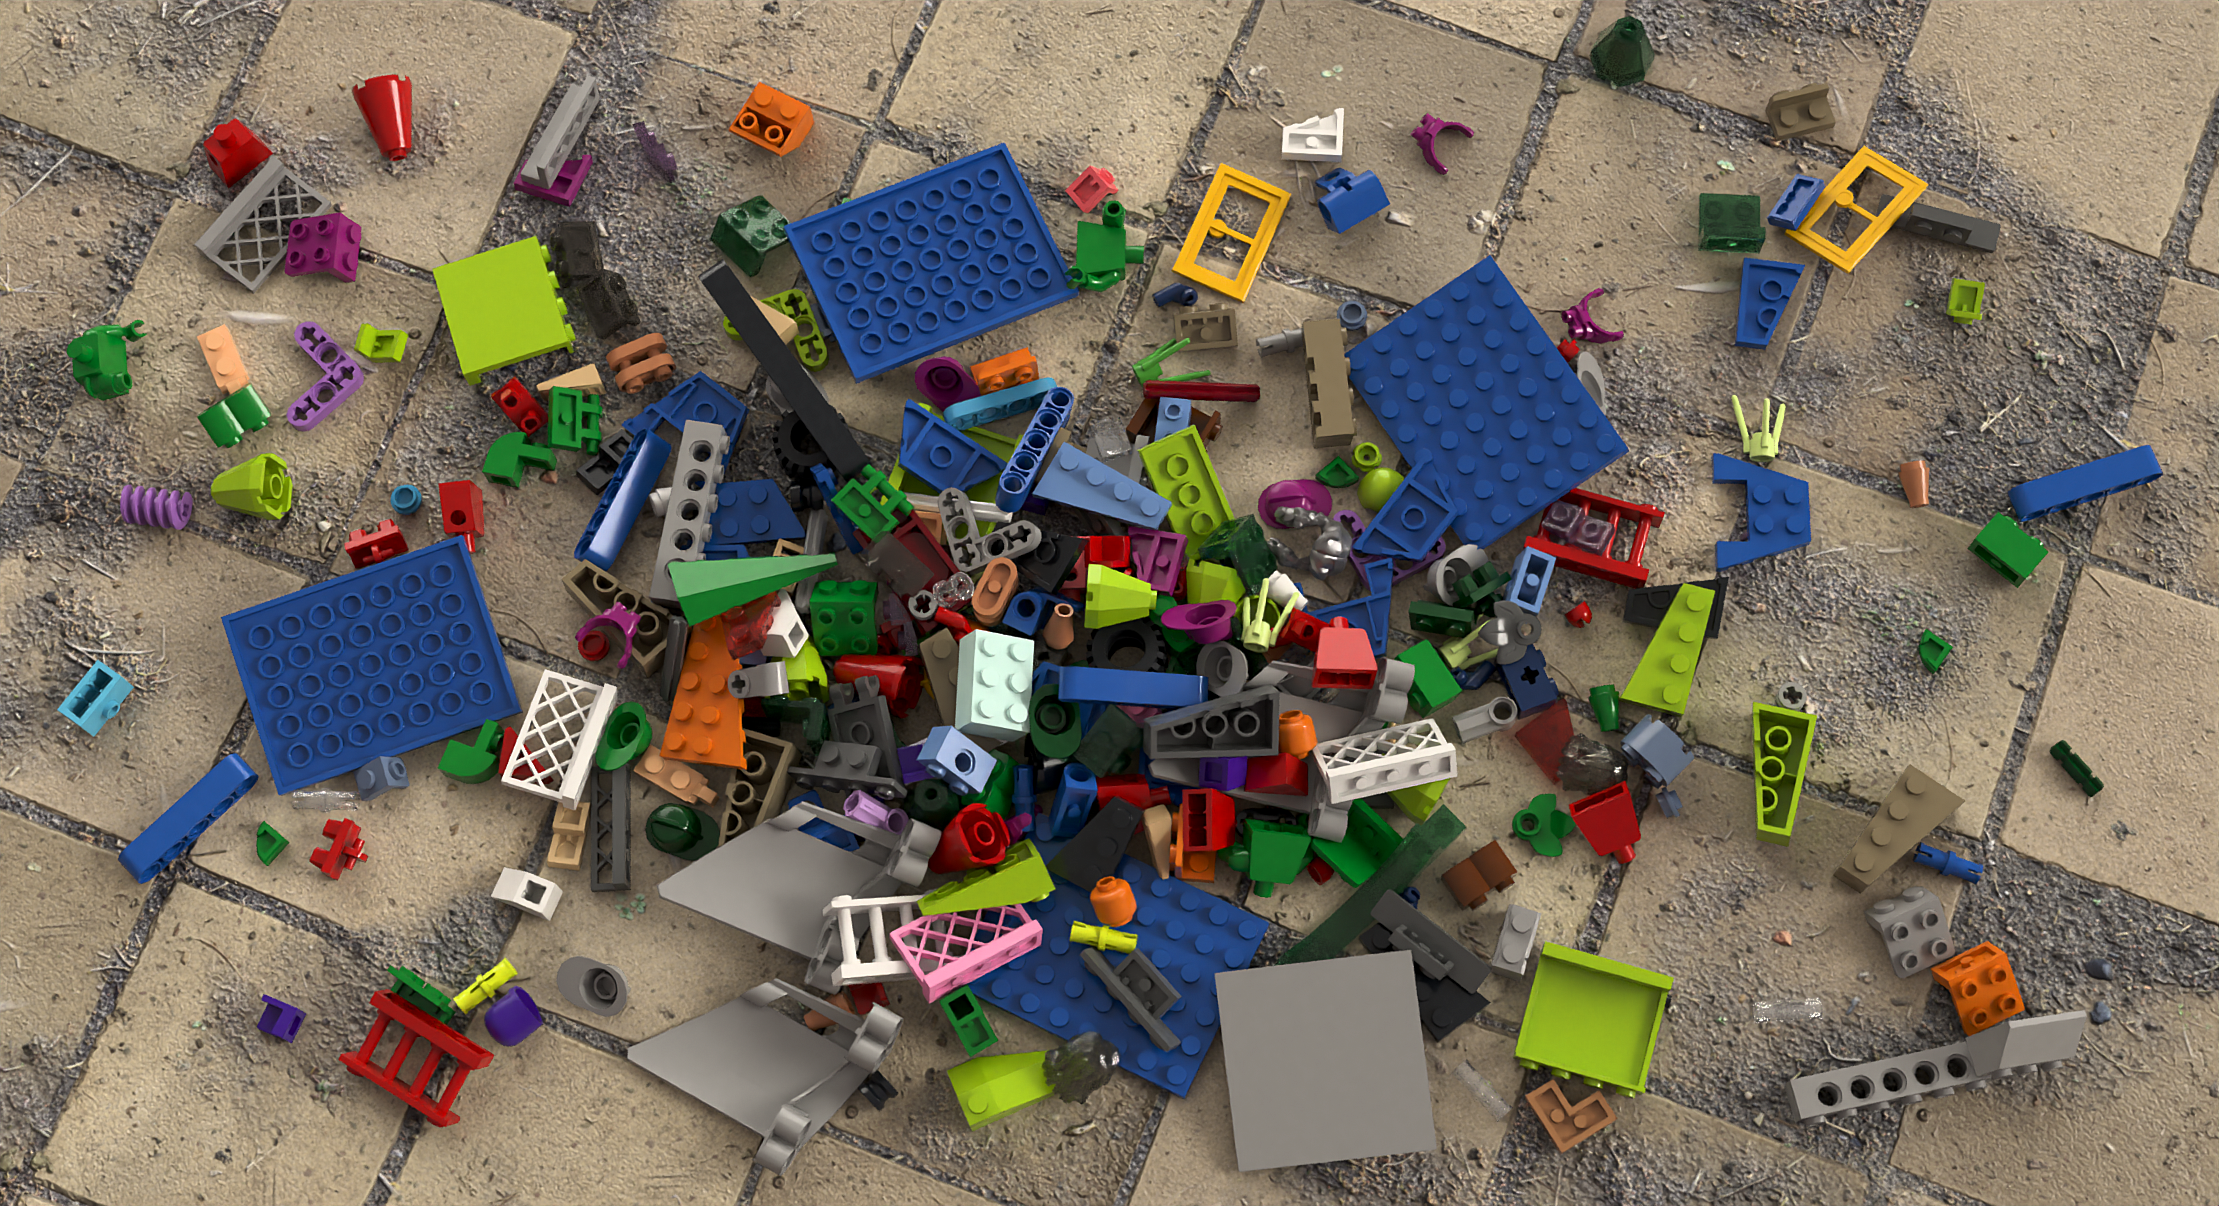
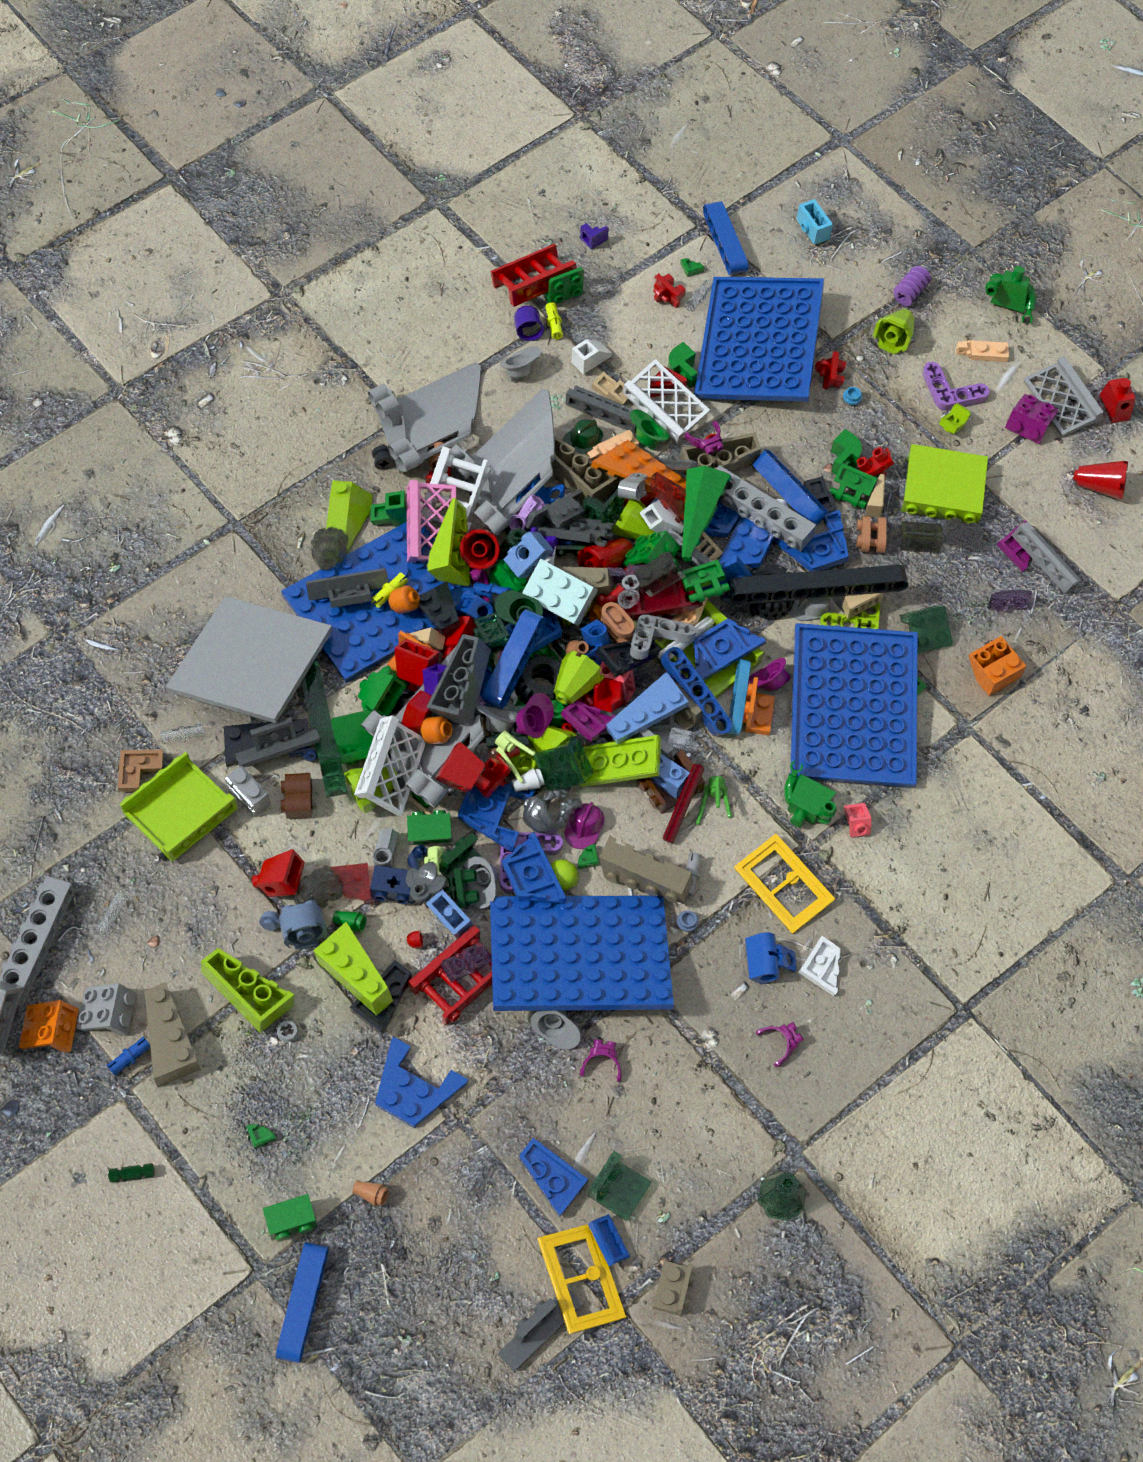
camera: 110 degrees right, 10 degrees down
(234, 416) = (946, 337): green brick -> none
(381, 776) = (696, 323): sand blue bracket -> none
(459, 502) = (826, 412): red torso -> none
(1176, 293) = (760, 831): dark blue arm -> none
(1207, 327) = (727, 832): dark tan bracket -> none
(1369, 449) = (592, 873): lime plate -> none
(1548, 825) = (307, 851): green plate -> none
(1567, 349) = (588, 1030): red plate -> none
(1763, 445) = (455, 1111): yellowish green plant -> none
(1965, 300) = (472, 1306): lime bracket -> none

